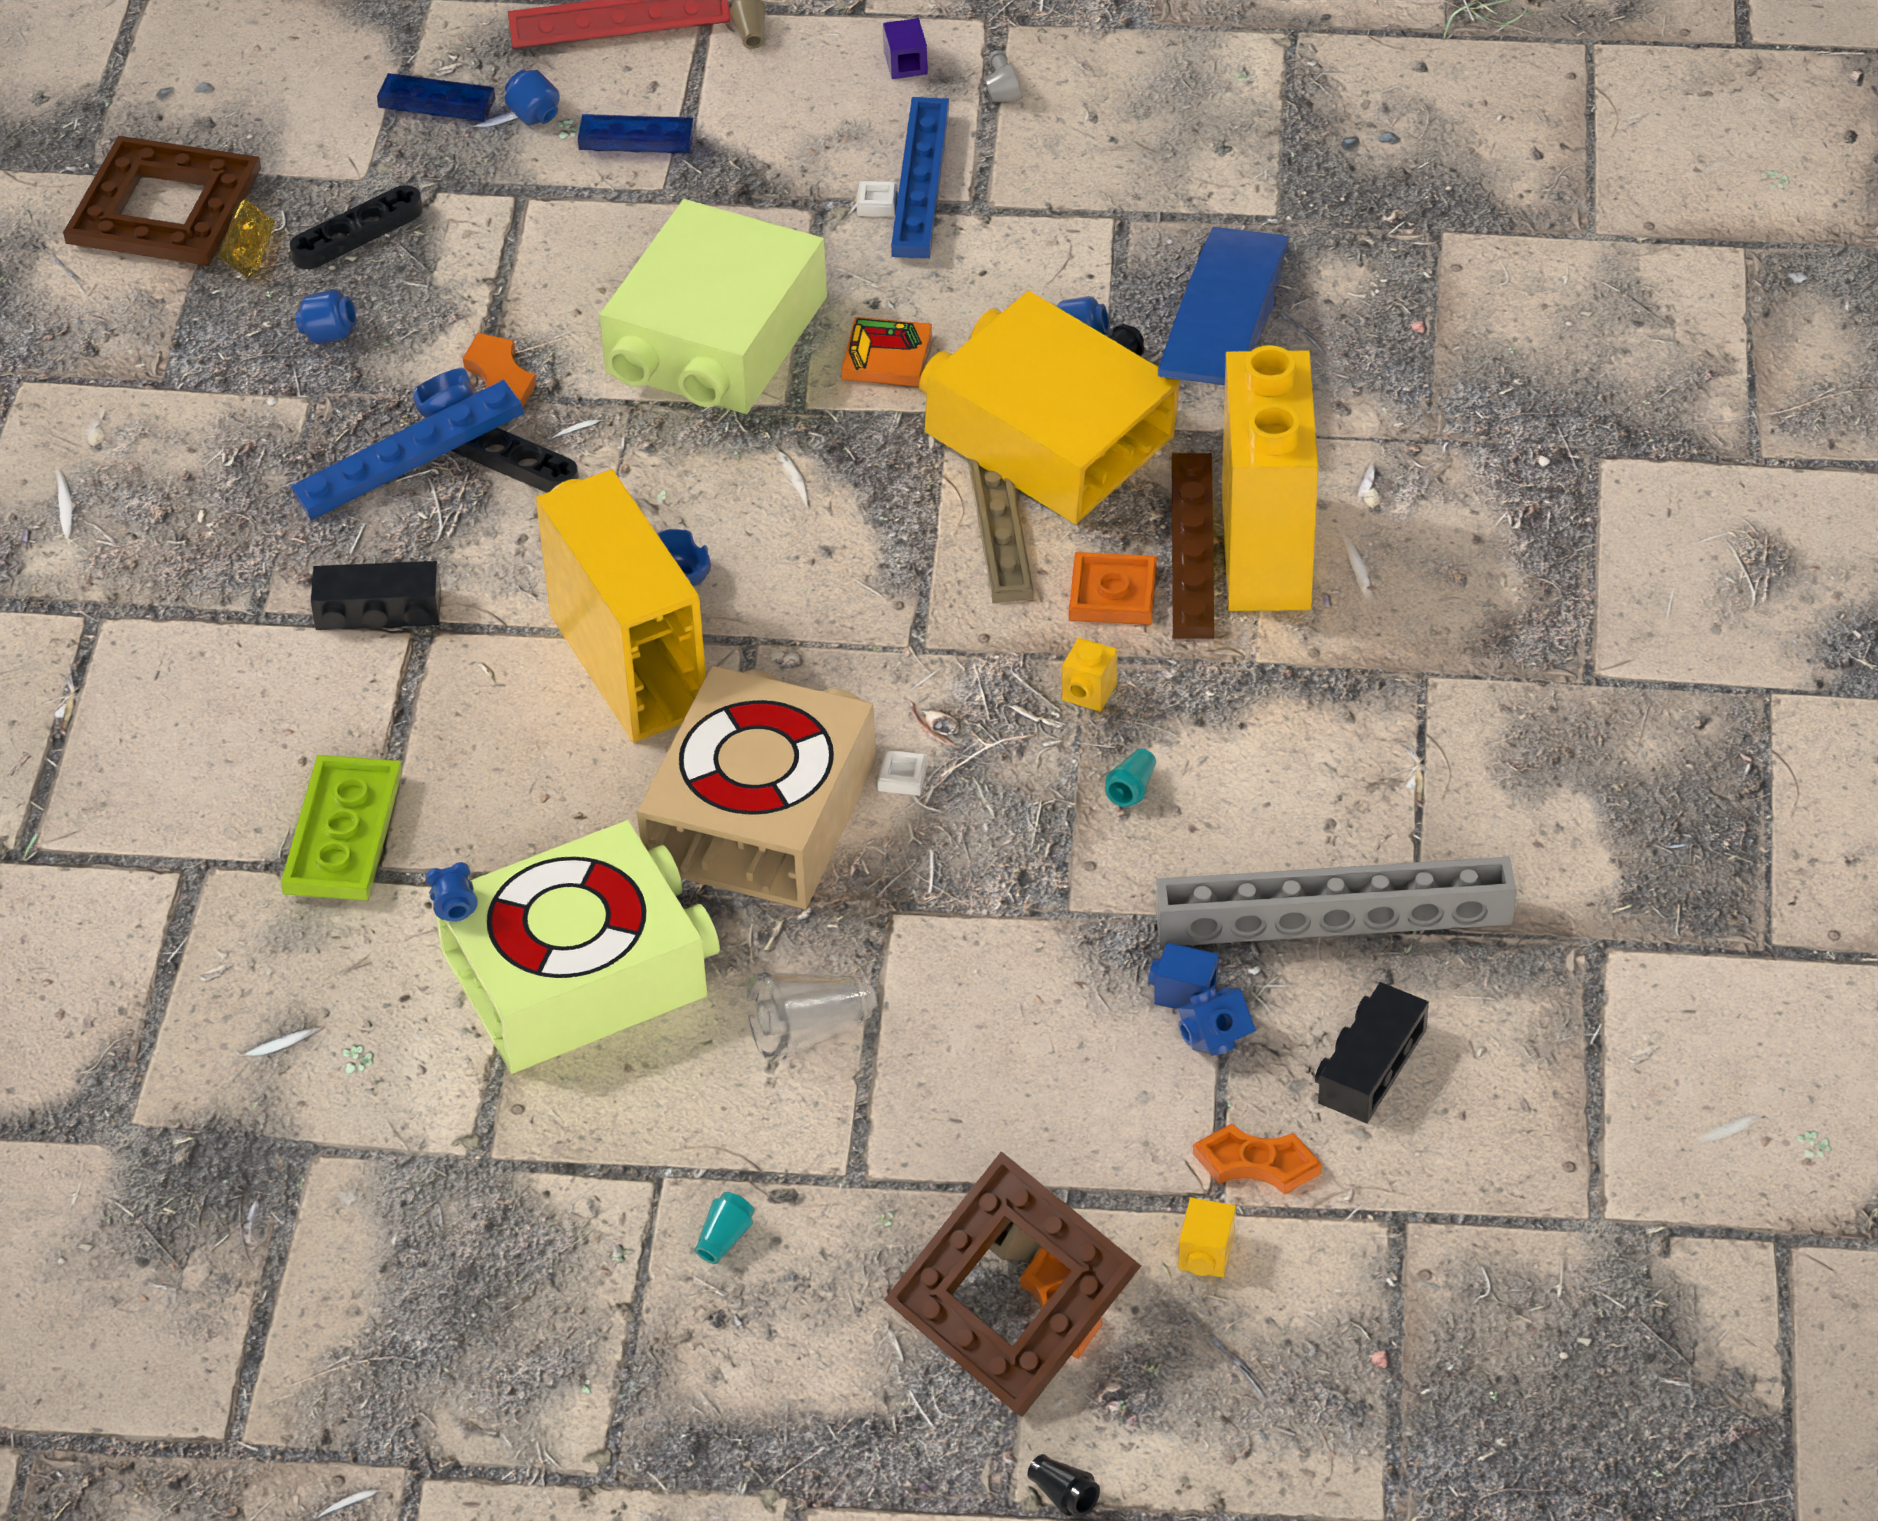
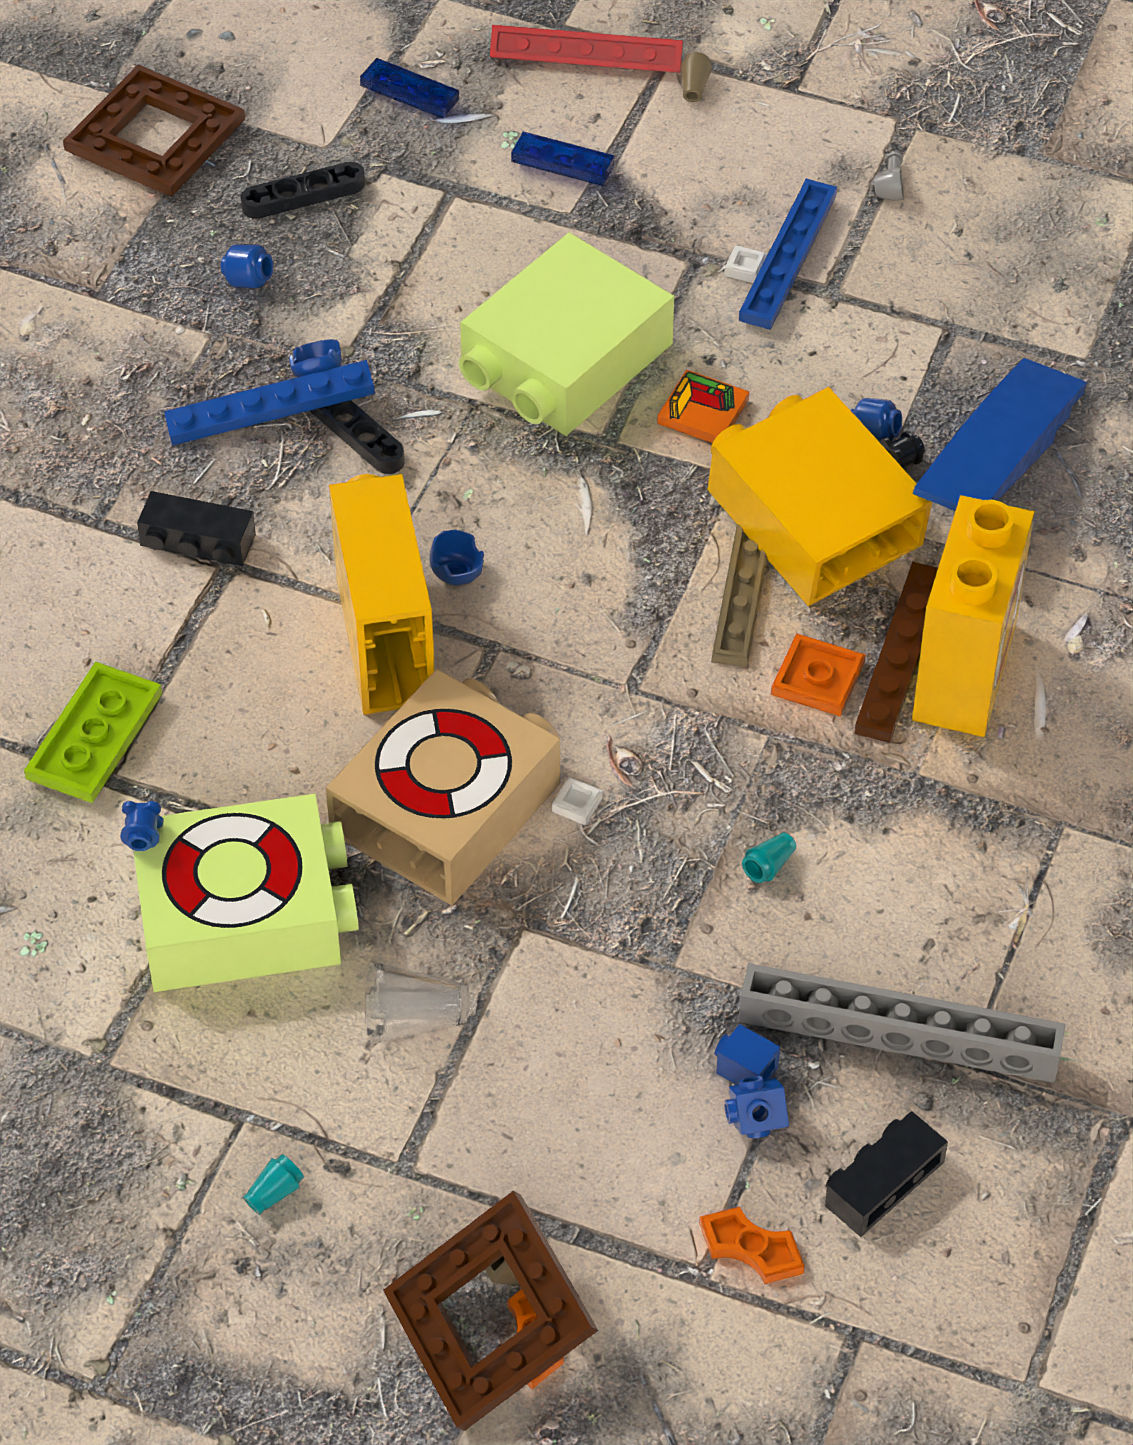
camera: 15 degrees right, 5 degrees up
(246, 238) = (208, 180): clear yellow plate -> none
(493, 362) = (371, 337): orange tile -> none
(532, 97) = (487, 106): blue head -> none
(905, 48) = (817, 132): dark purple brick -> none
(1089, 674) = (765, 752): yellow brick -> none
(1206, 1237) = (678, 1310): yellow brick -> none

